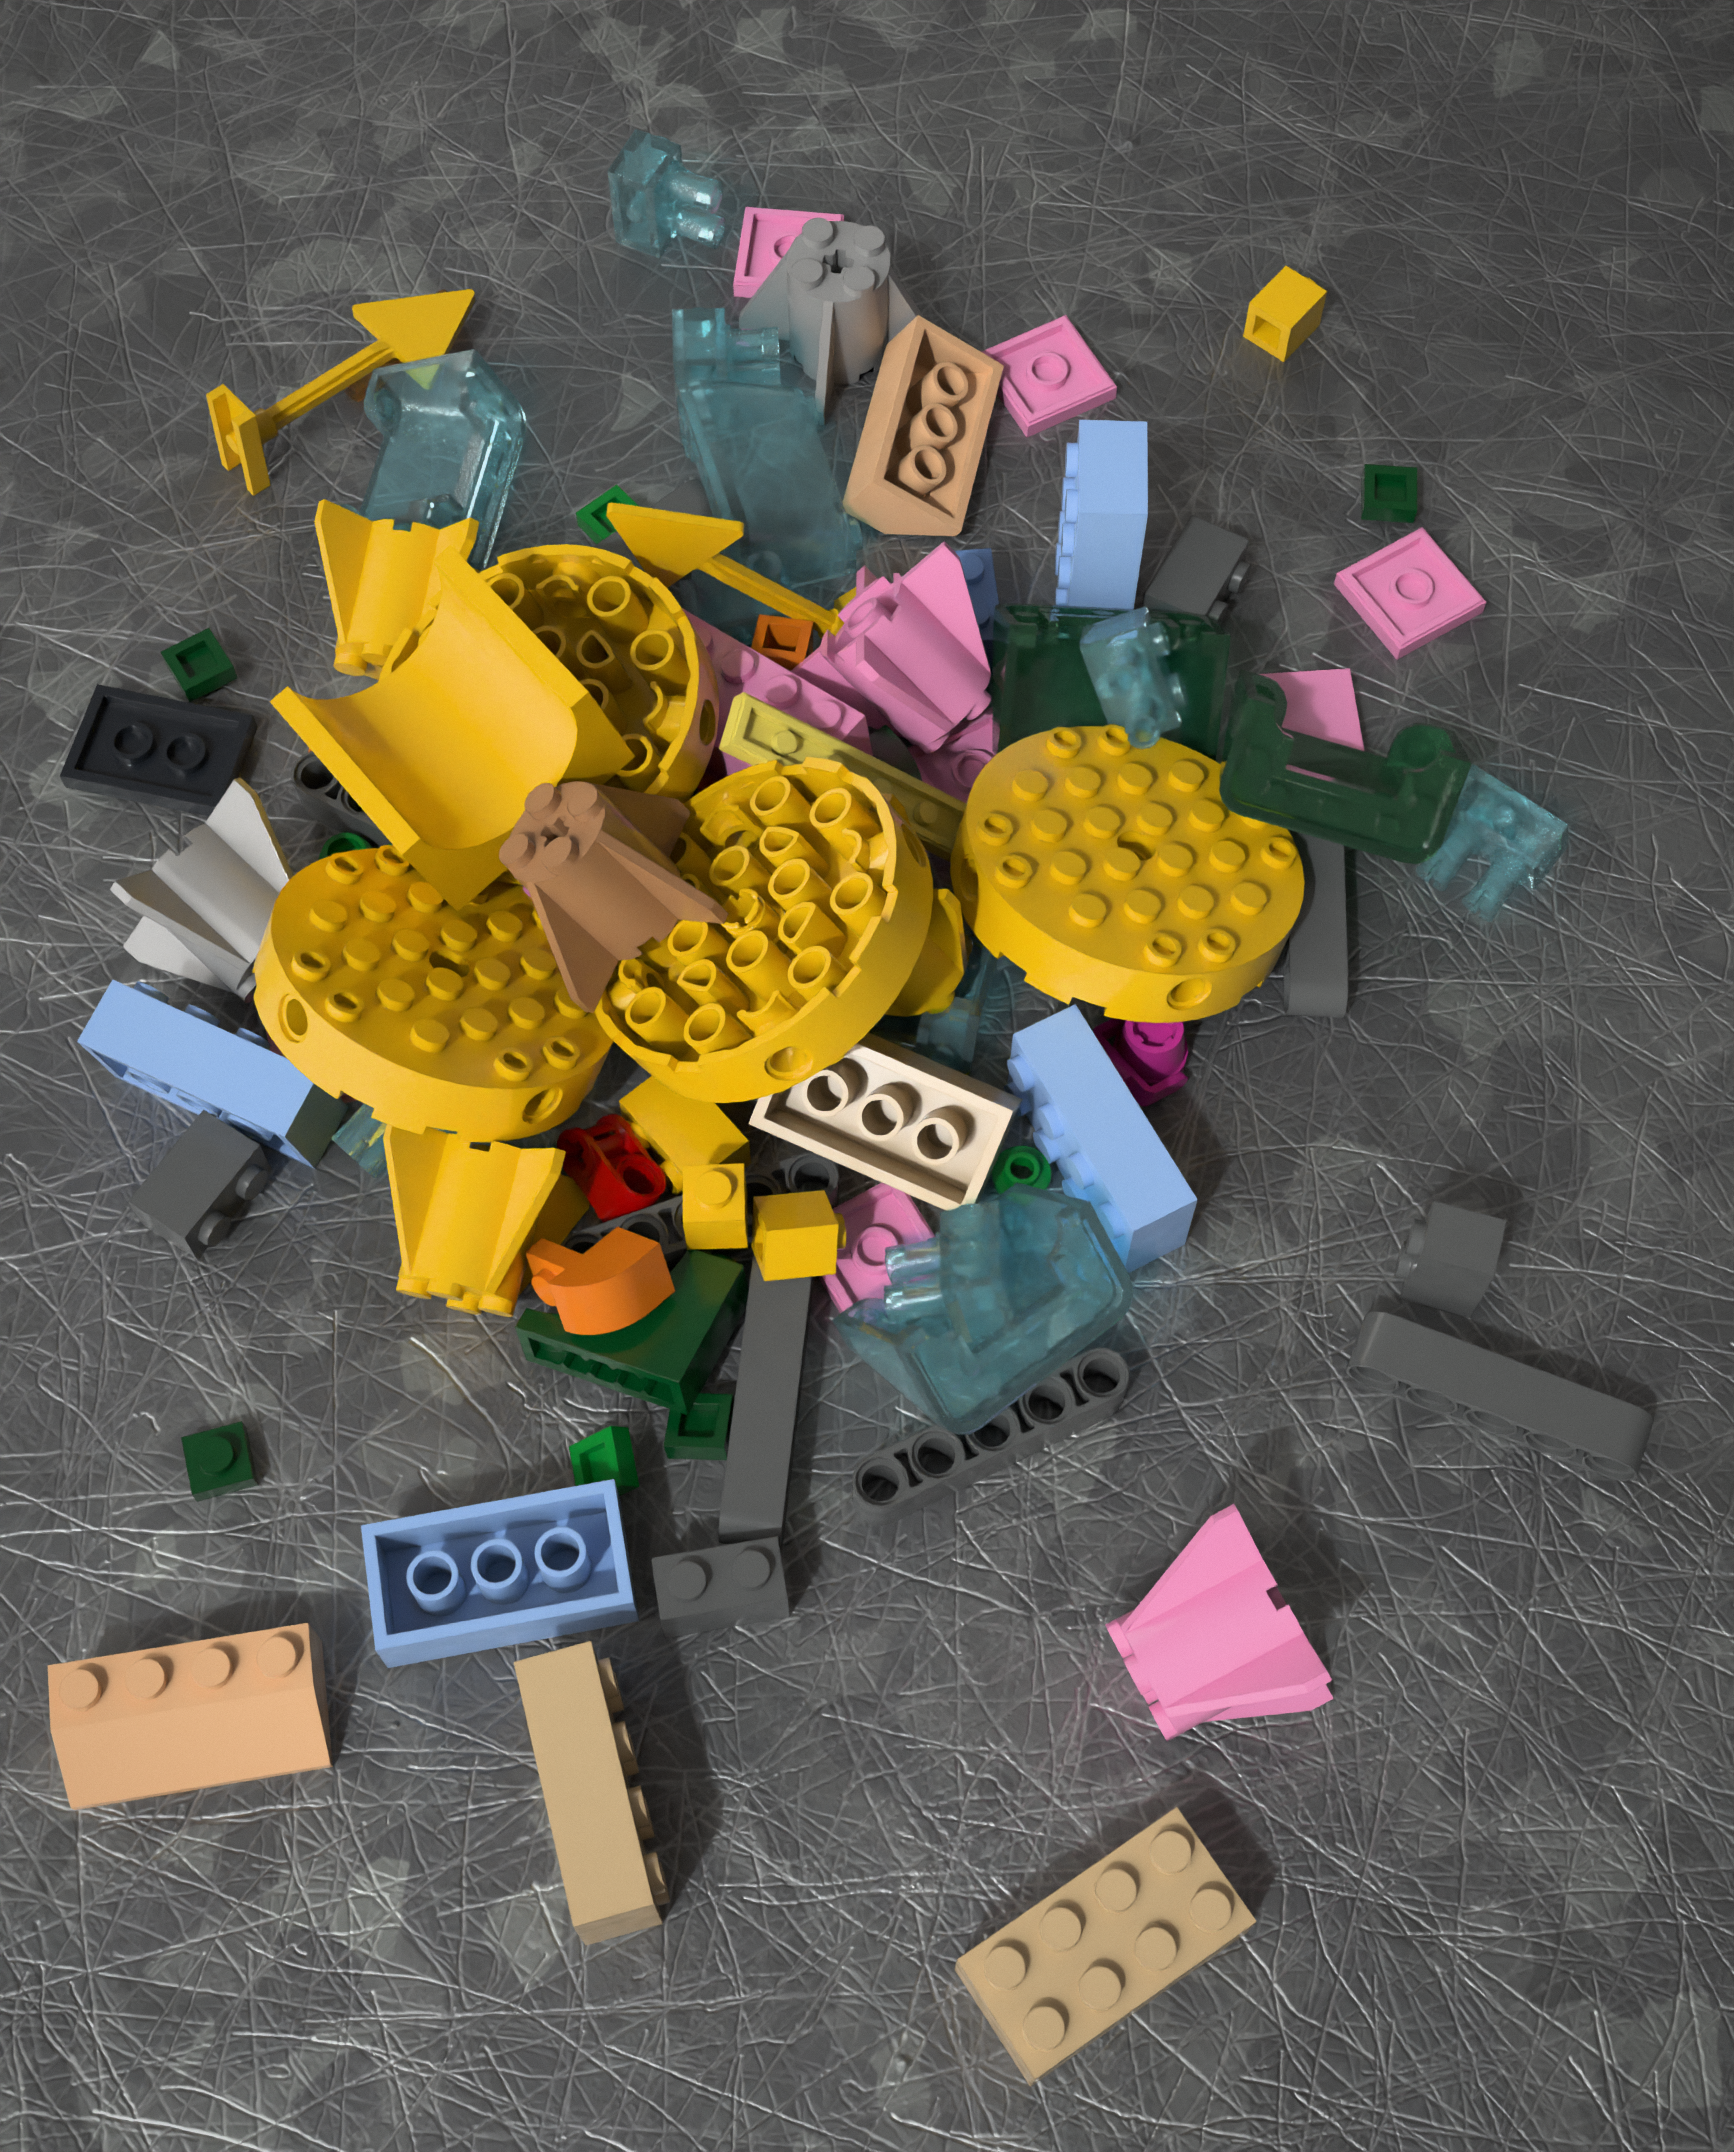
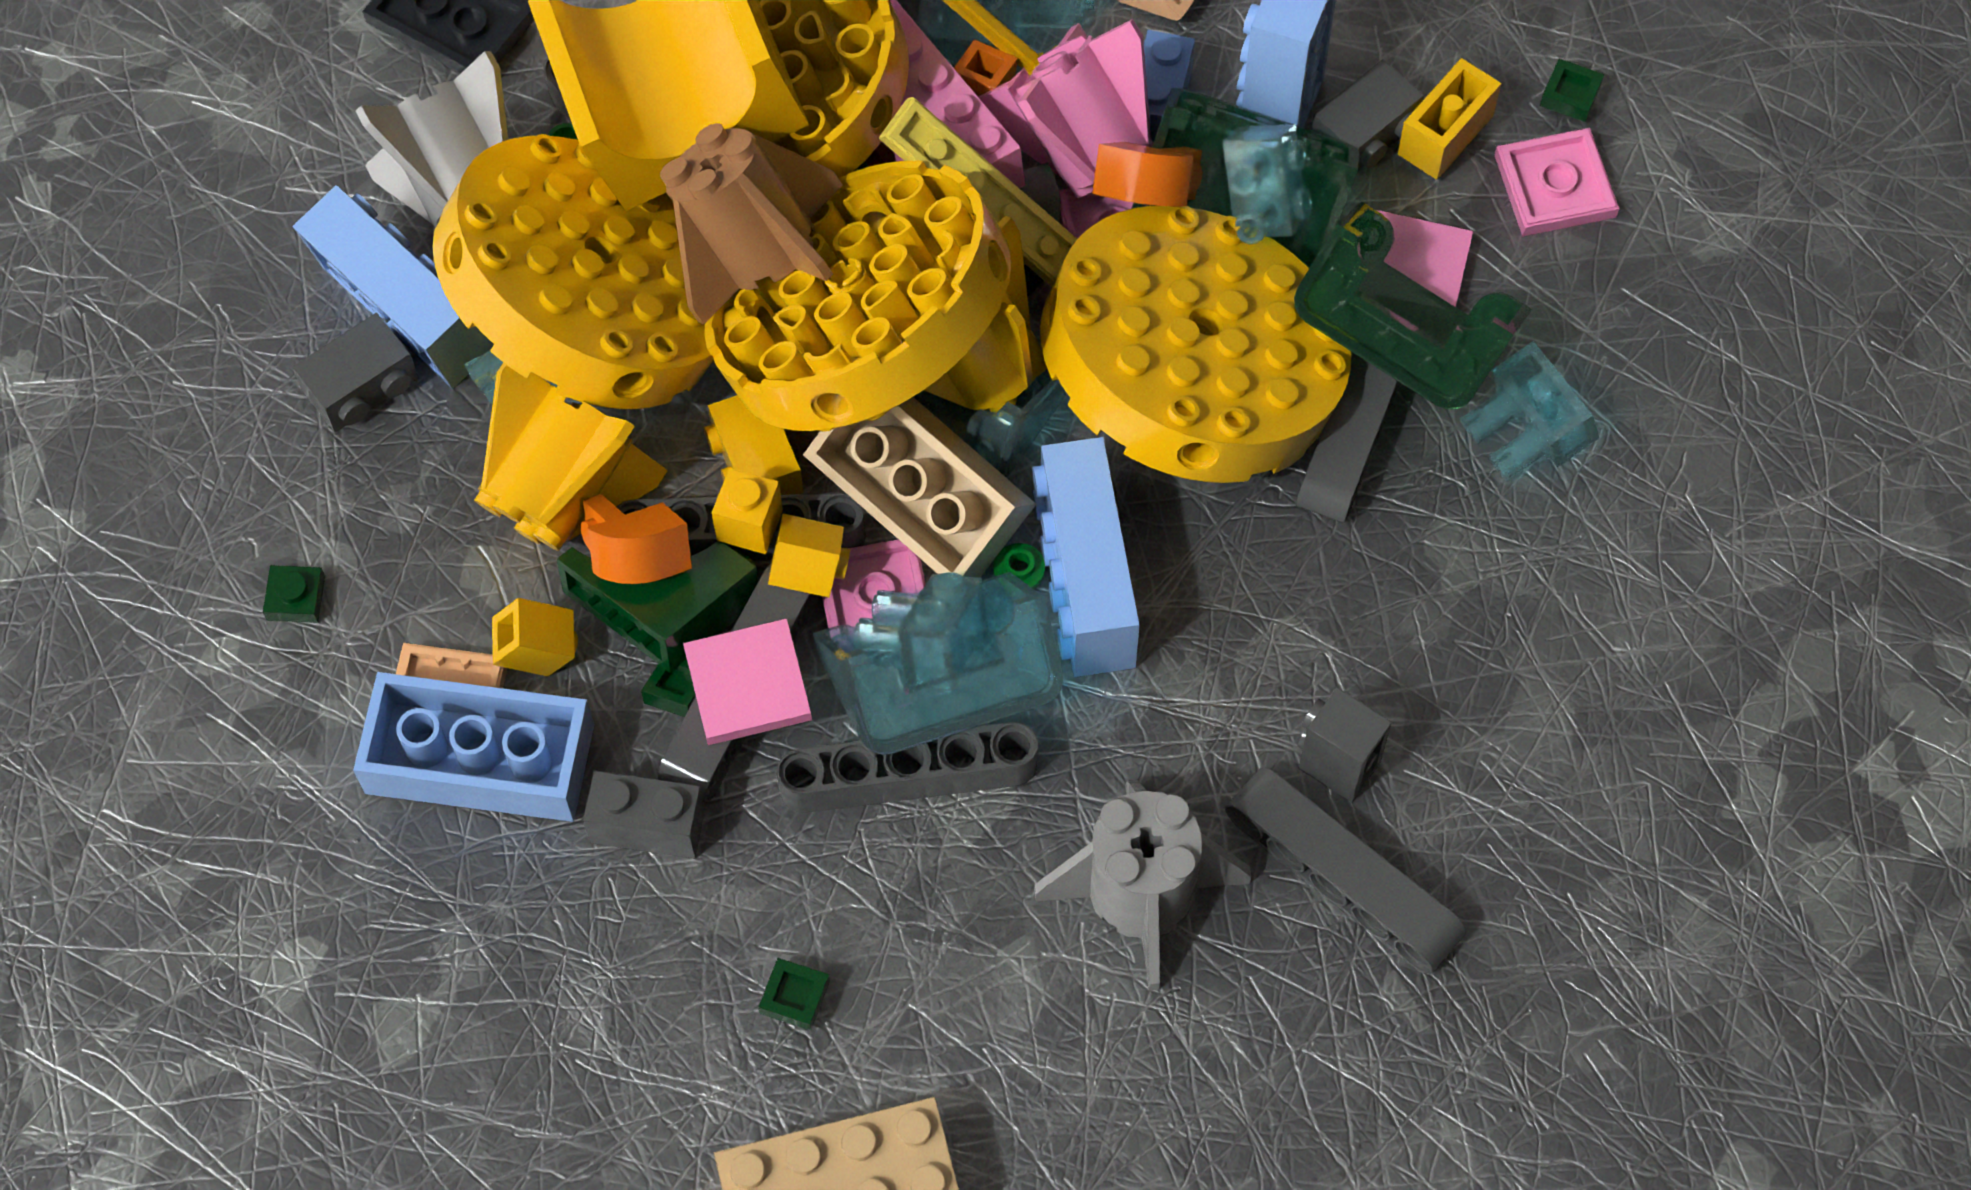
camera: 20 degrees right, 0 degrees up
(190, 1715) = (201, 778): light nougat slope -> none
(435, 1489) = (450, 665): none -> light nougat plate
(519, 1424) = (533, 637): none -> yellow brick
(587, 1793) = (479, 935): tan brick -> none
(604, 1458) = (596, 684): green plate -> none
(616, 1168) = (686, 459): red piece -> none
(784, 1399) = (747, 681): none -> bright pink tile
(964, 1737) = (794, 994): none -> dark green plate
(1009, 705) = (1147, 174): none -> orange brick
(1146, 1056) = (1163, 505): dark pink piece -> none
(1218, 1637) = (1021, 977): bright pink brick -> none
(1282, 557) = (1449, 118): none -> yellow brick
(1298, 1466) = (1144, 868): none -> light grey brick

